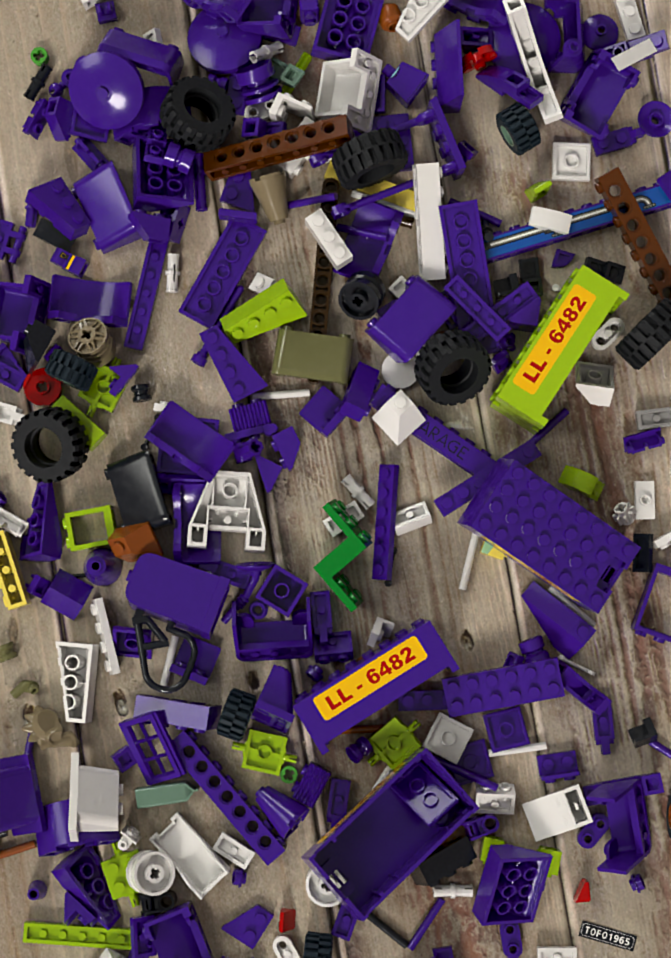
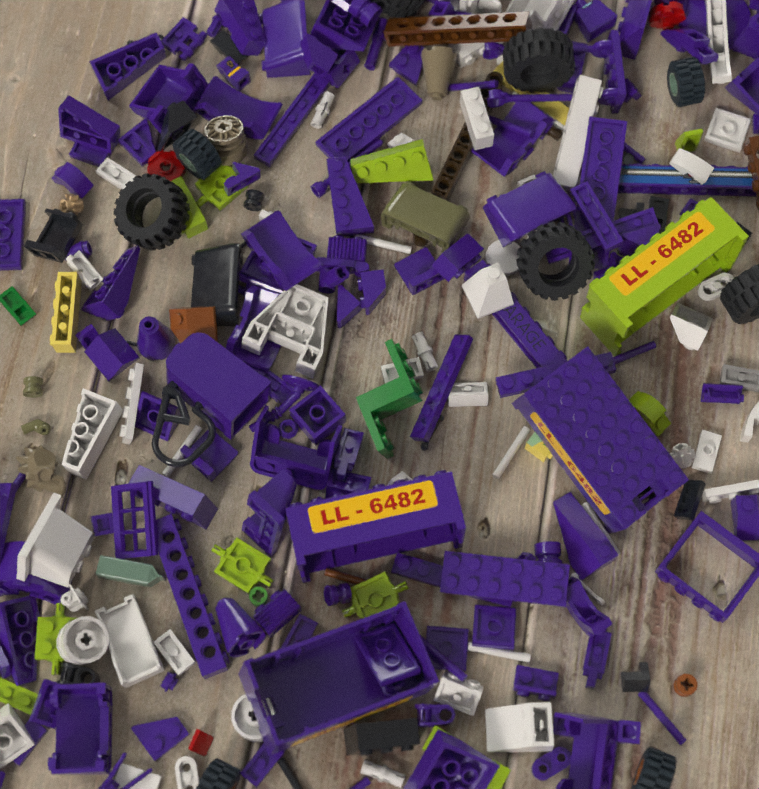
camera: 20 degrees right, 15 degrees down
(68, 524) = (179, 298): lime window -> none
(236, 714) = (227, 515): black wheel -> none
(238, 216) = (400, 77): dark purple tile -> none
(361, 295) = (490, 176): black wheel -> none
(448, 738) = (433, 614): white tile -> none

